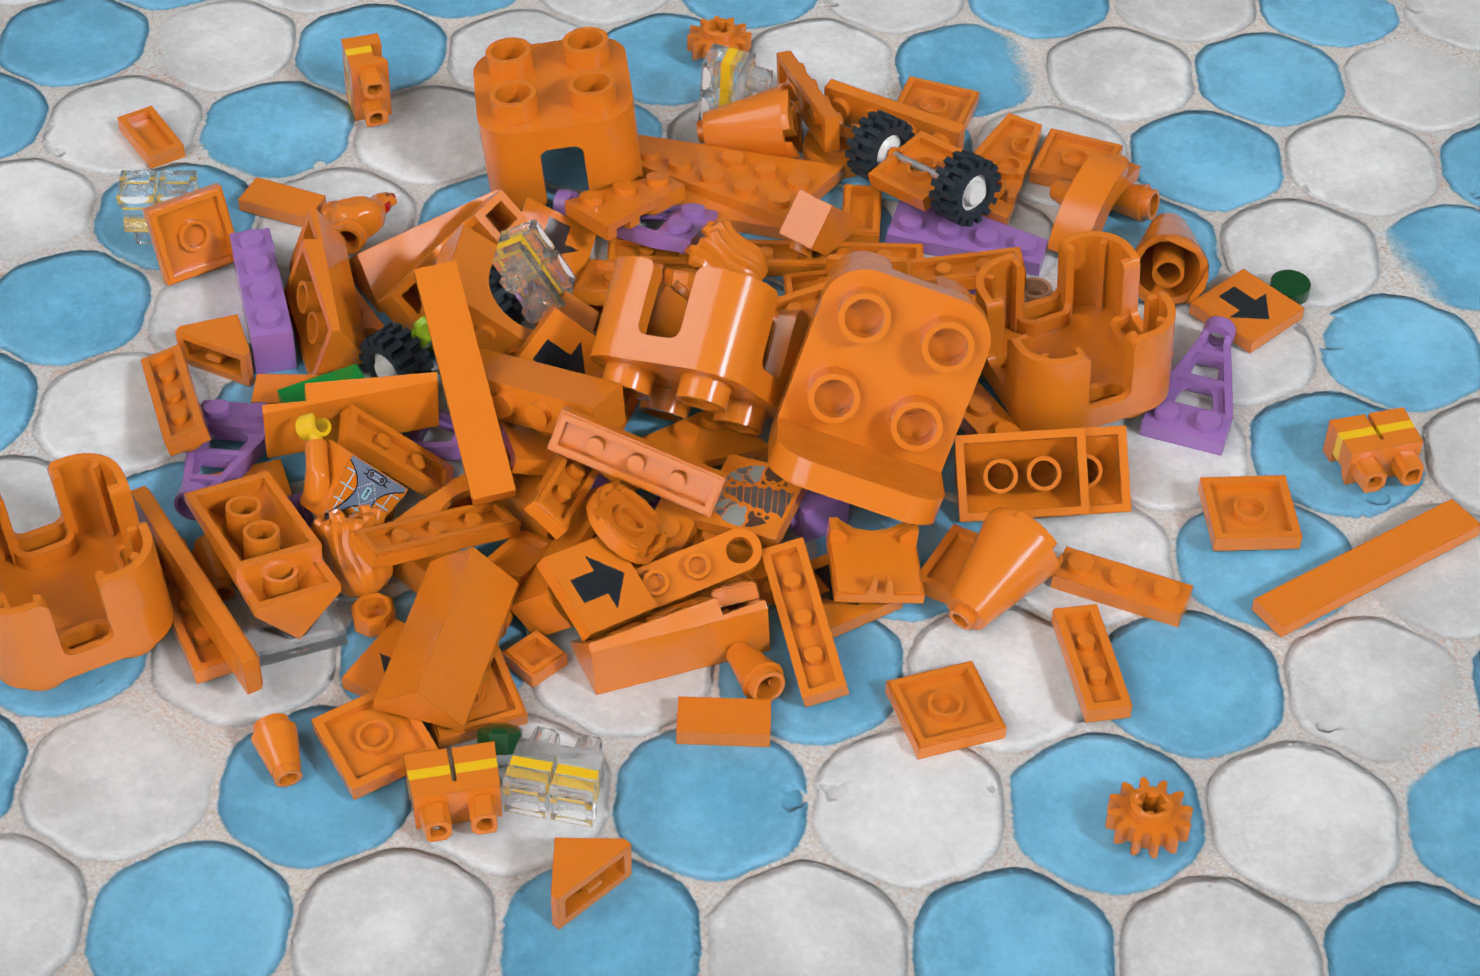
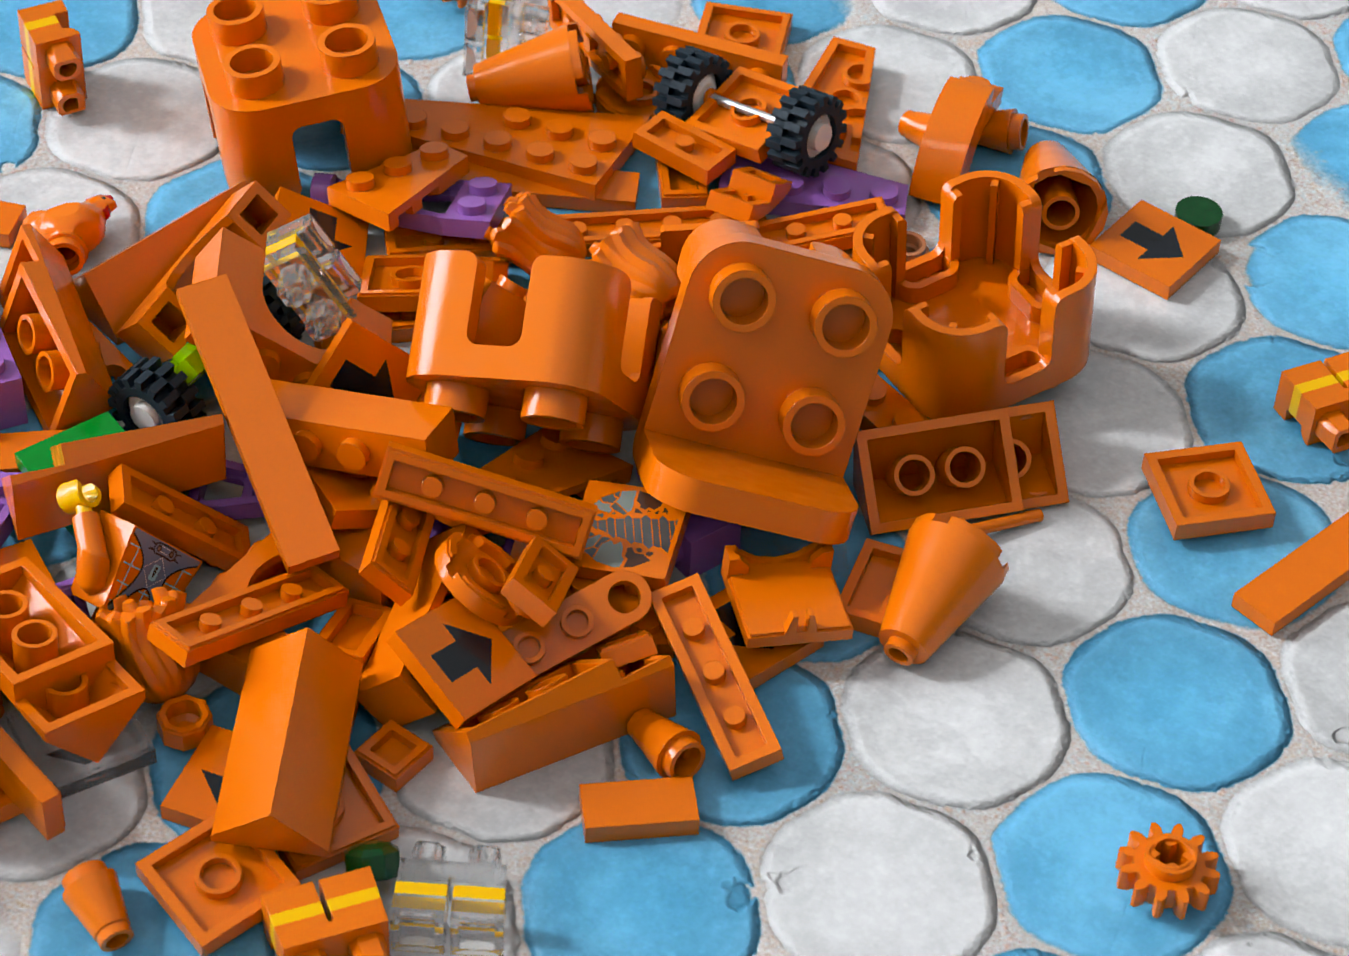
camera: 10 degrees left, 0 degrees up
(670, 530) = (539, 581): none -> orange plate
(795, 282) = (649, 269): none -> orange piece
(817, 225) = (636, 190): orange slope -> none
(864, 193) = (684, 147): none -> orange plate
(910, 236) = (749, 194): none -> orange slope
(945, 709) = (900, 765): orange tile -> none
(1065, 154) = (911, 84): orange tile -> none
(1070, 523) = (1010, 521): none -> orange pin
(1091, 663) = (1062, 690): orange plate -> none
(1122, 586) = (1078, 594): orange plate -> none
(1189, 424) = (1118, 391): medium lavender plate -> none

